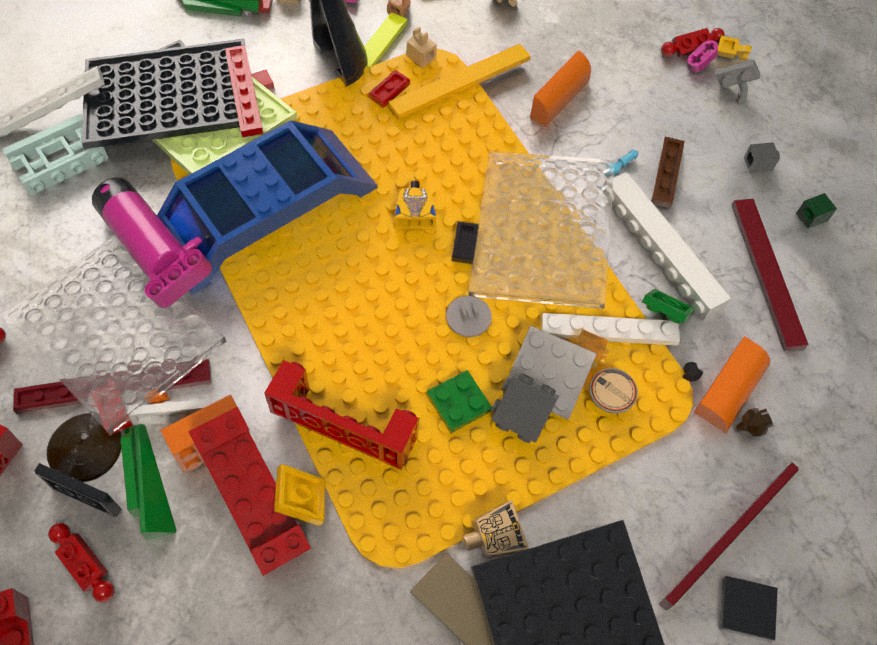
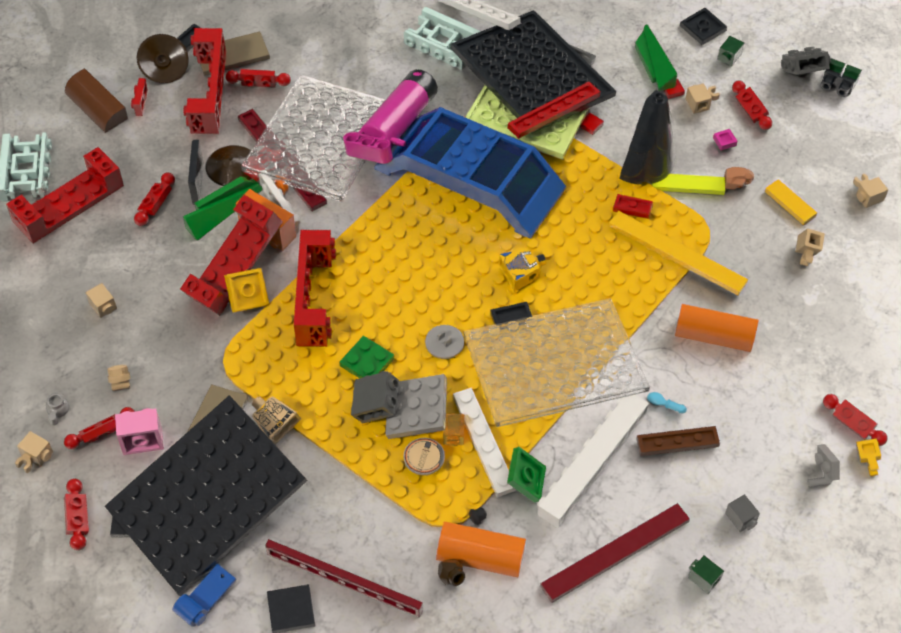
camera: 70 degrees right, 5 degrees down
(421, 48) = (689, 210): tan brick -> none
(704, 57) = (840, 431): dark pink beam -> none

